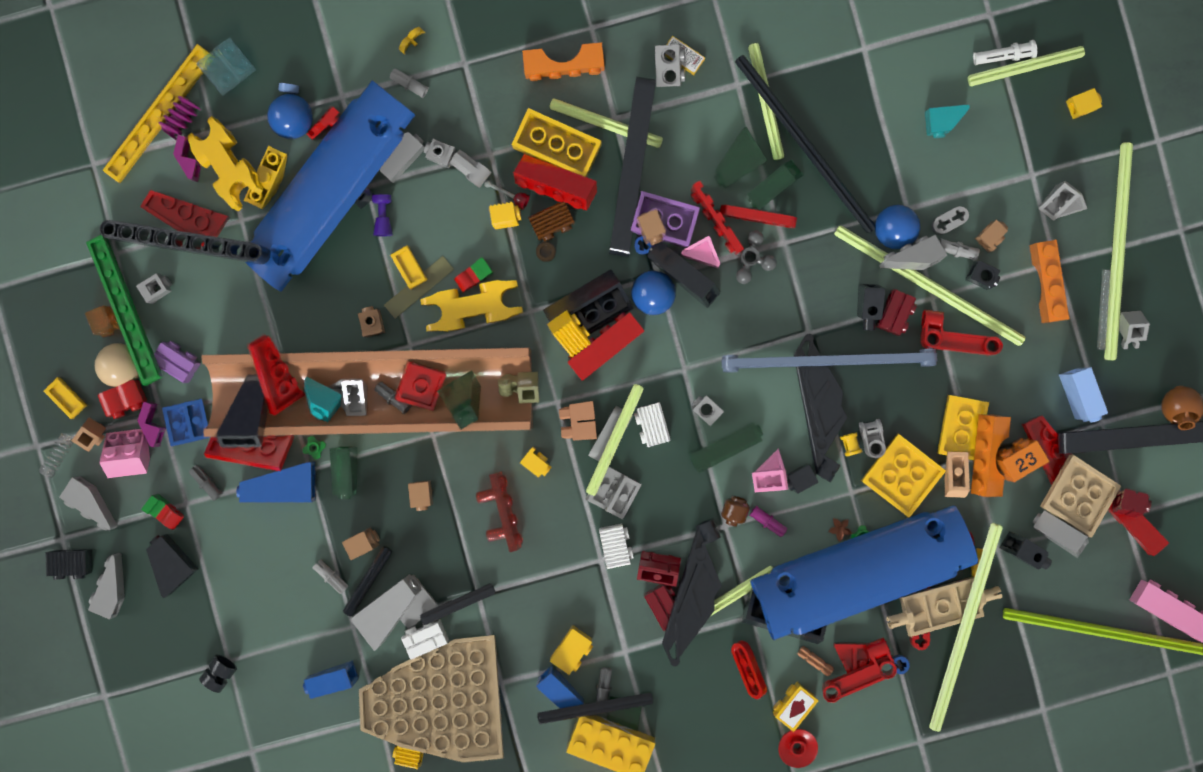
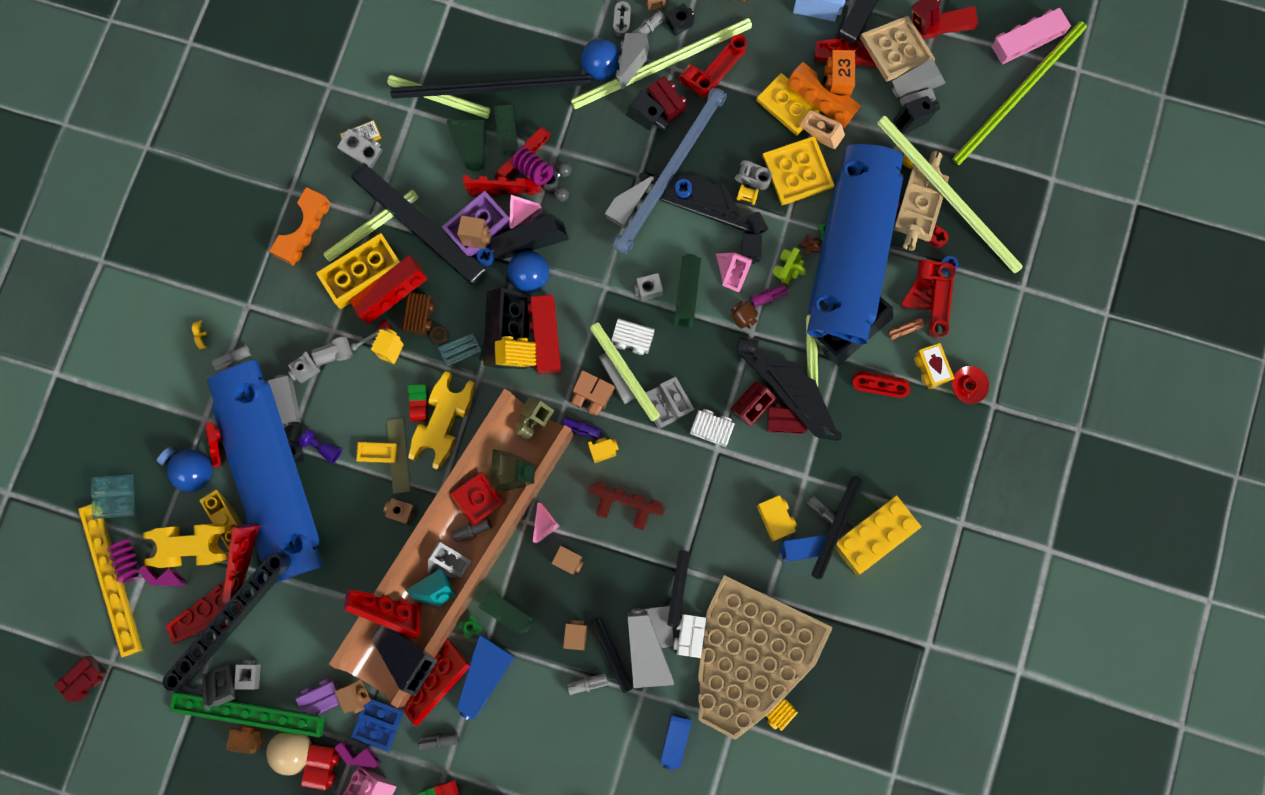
camera: 55 degrees left, 10 degrees down
(63, 149) = (80, 679): none -> dark red brick
(130, 270) = (218, 686): none -> dark grey plate
(193, 389) = (353, 697): none -> medium nougat brick
(240, 217) = (240, 554): none -> red wing
(440, 454) = (544, 524): none -> bright pink slope
(530, 269) = (458, 342): none -> clear light blue tile
(543, 432) = (582, 428): none -> dark purple pin
(749, 235) = (532, 166): none -> magenta piece
(769, 341) = (626, 204): none -> light grey slope
(815, 378) = (689, 188): none -> blue bush
(815, 522) = (792, 268): none -> lime hips
(1038, 539) = (908, 98): none -> light grey beam

